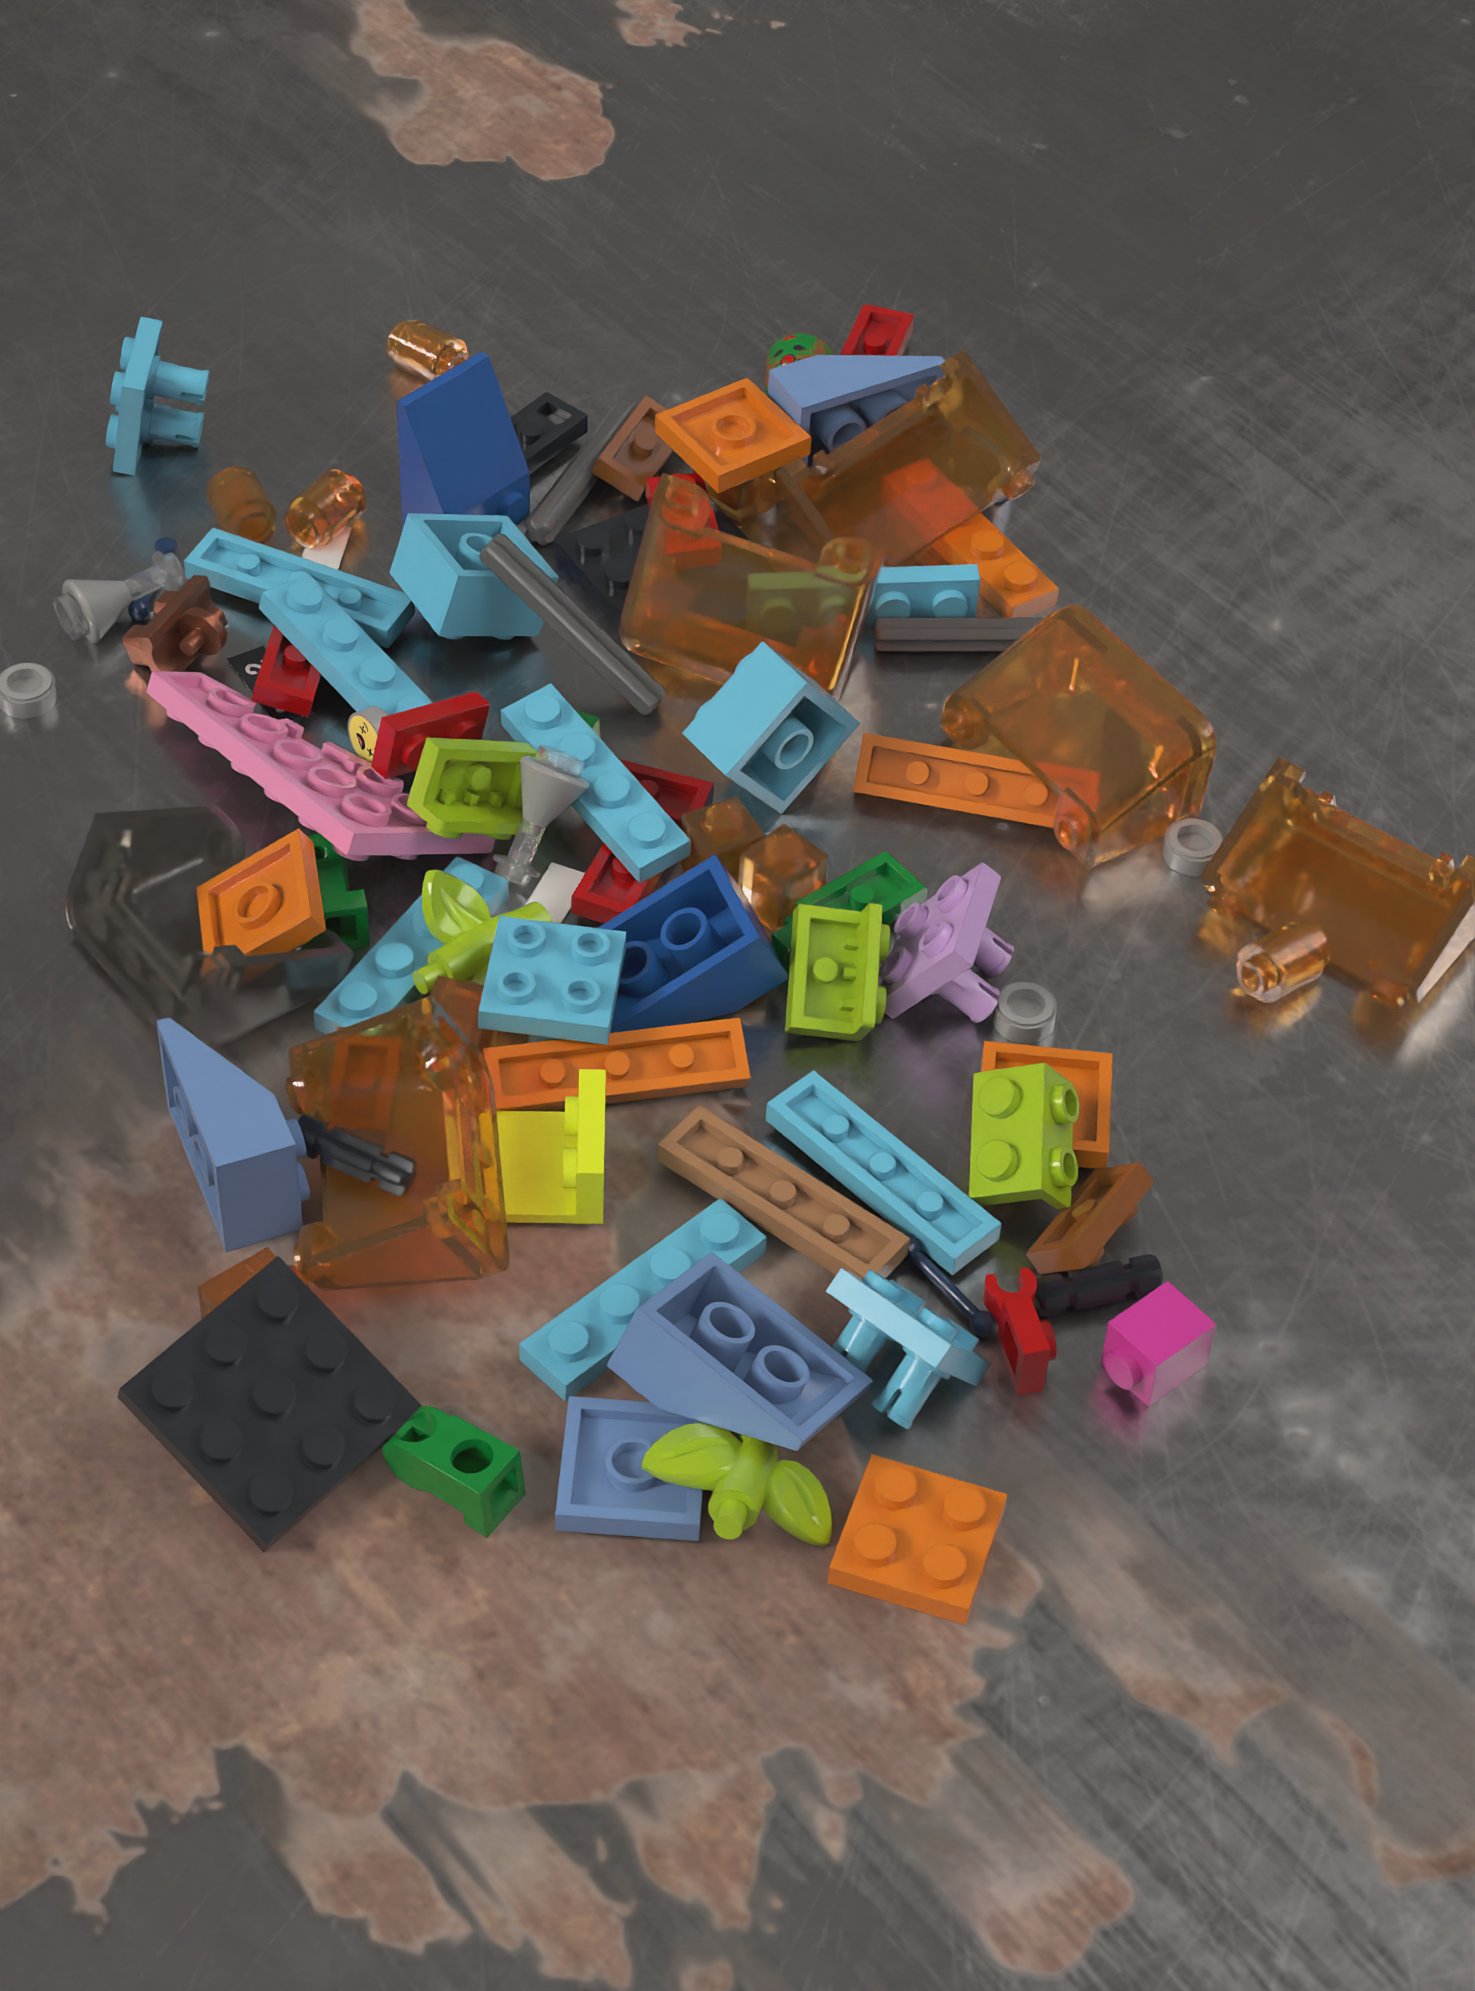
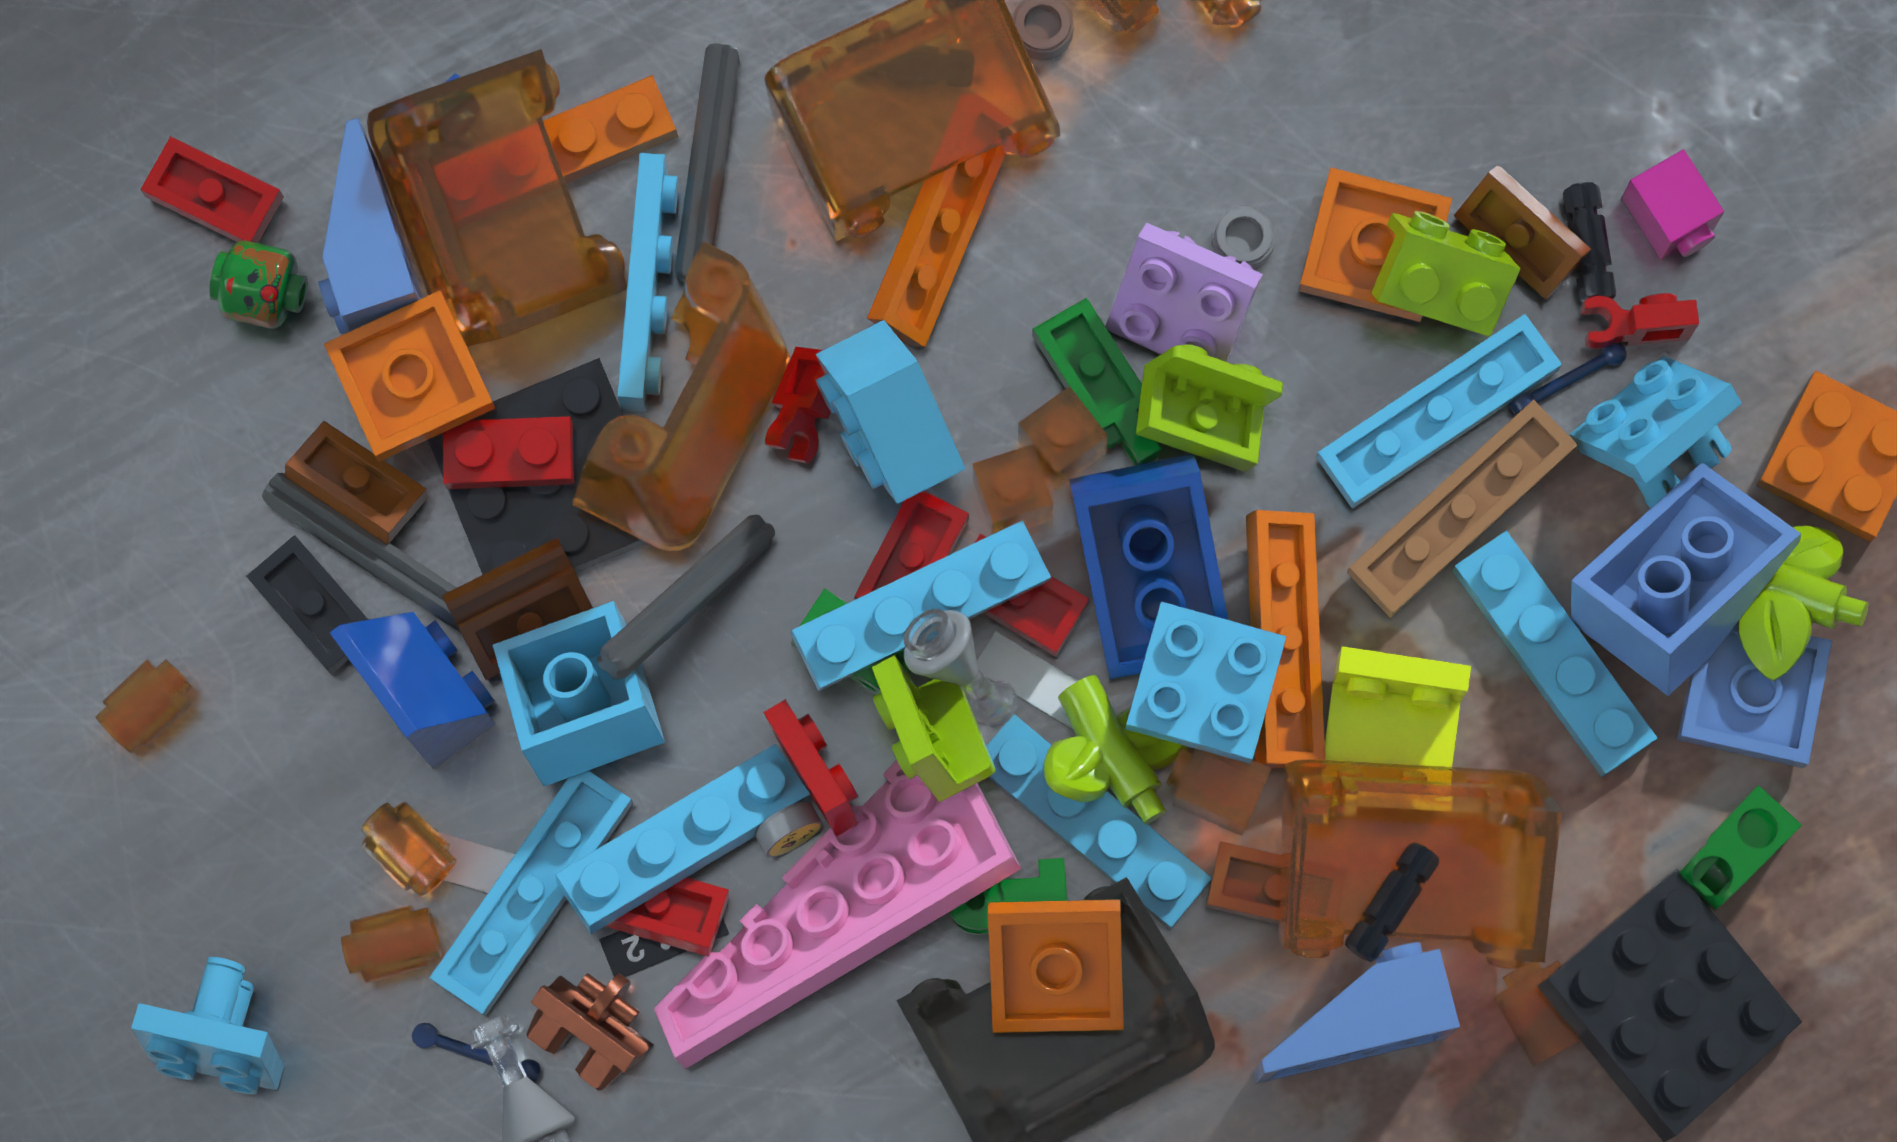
camera: 75 degrees left, 30 degrees up
(559, 539) = (516, 600): none -> reddish brown plate

